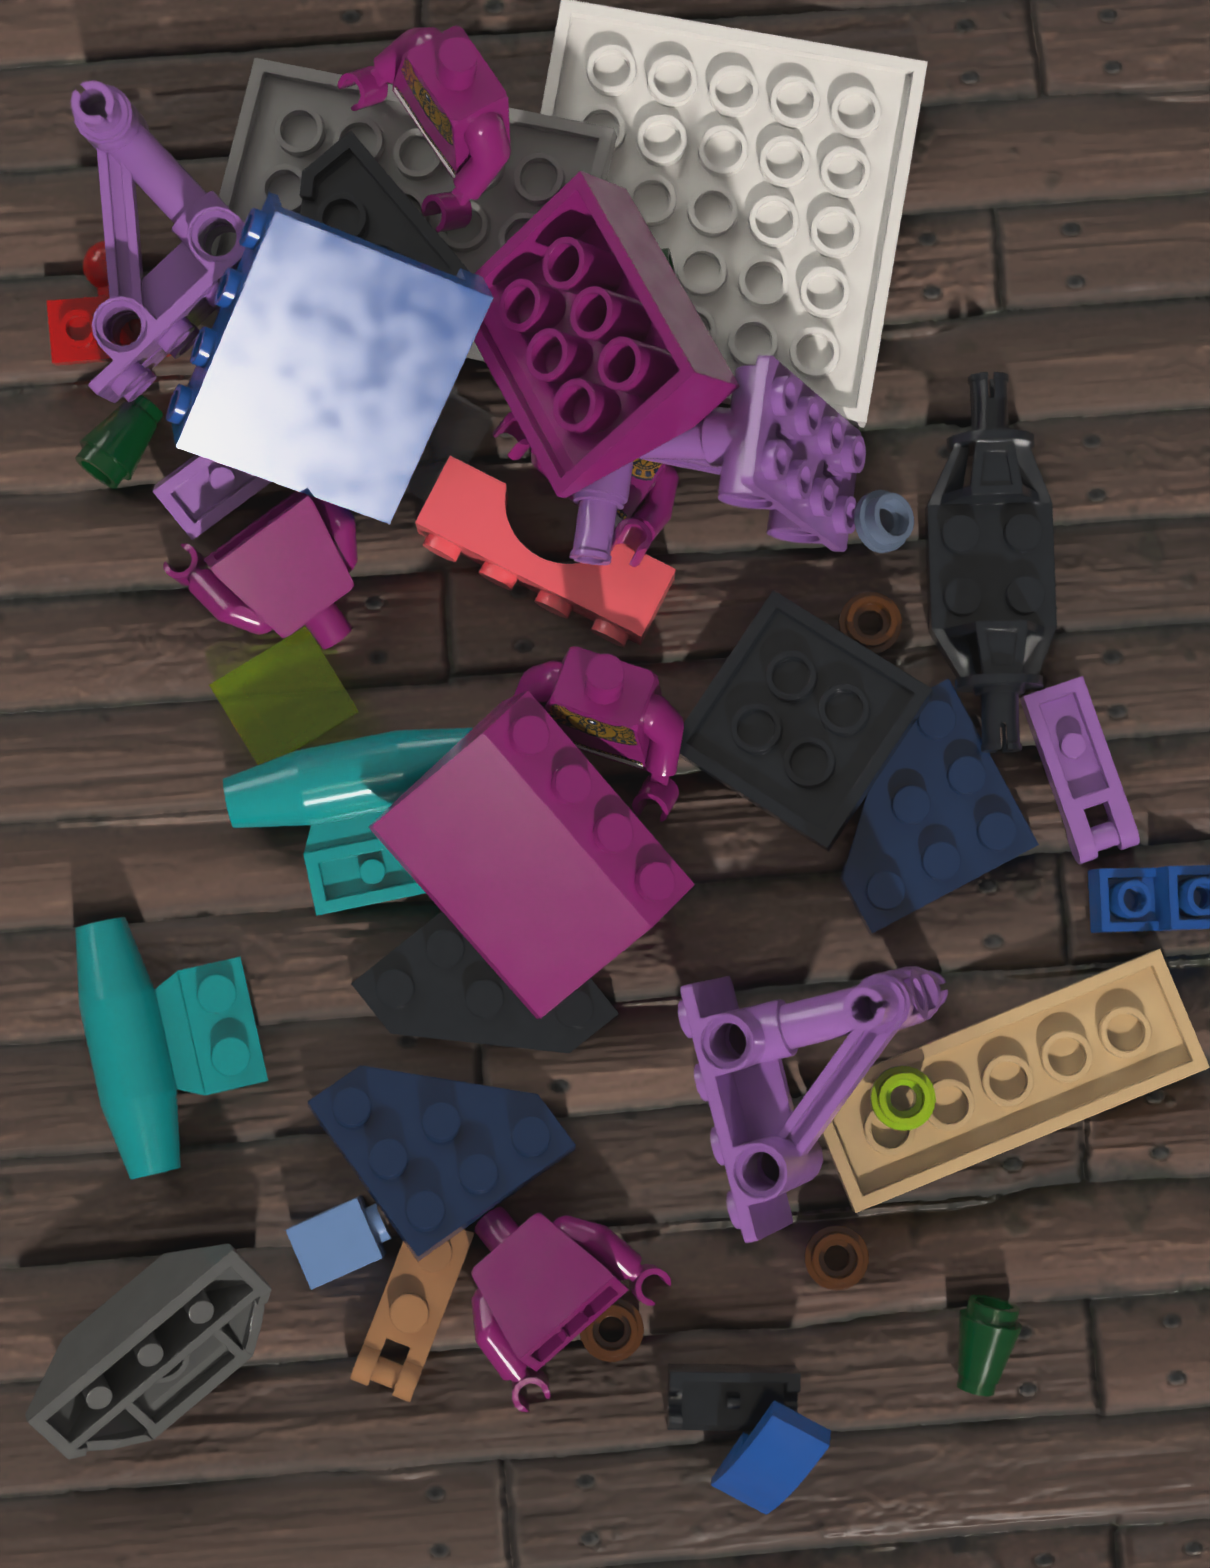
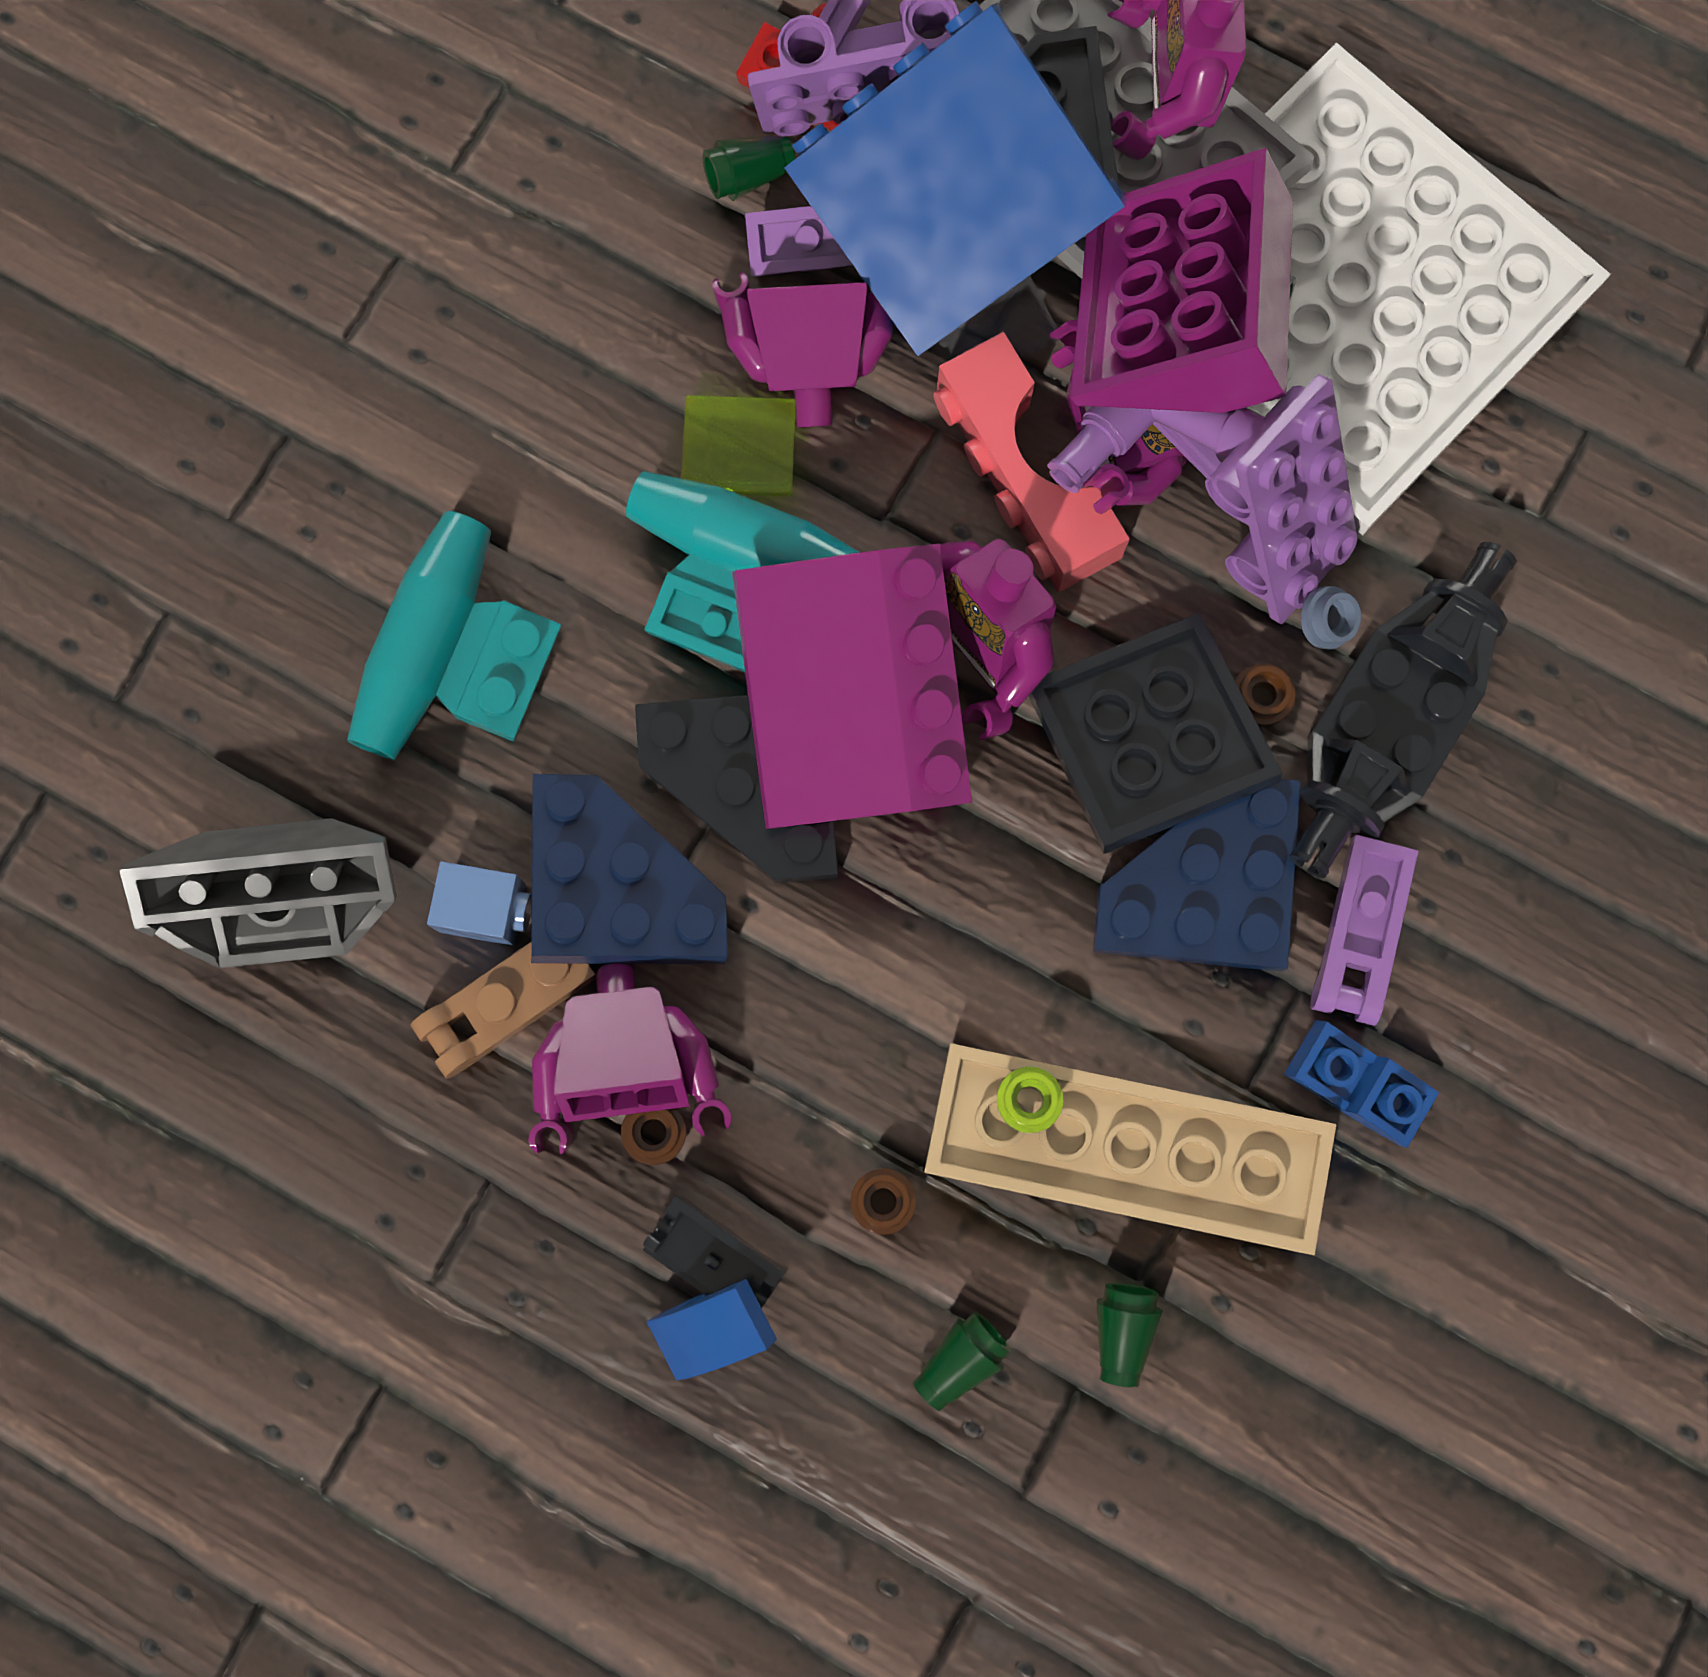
camera: 40 degrees right, 5 degrees down
(750, 1087) = (886, 1042): medium lavender plate -> none
(1099, 1229) = (1126, 1331): none -> dark green cone

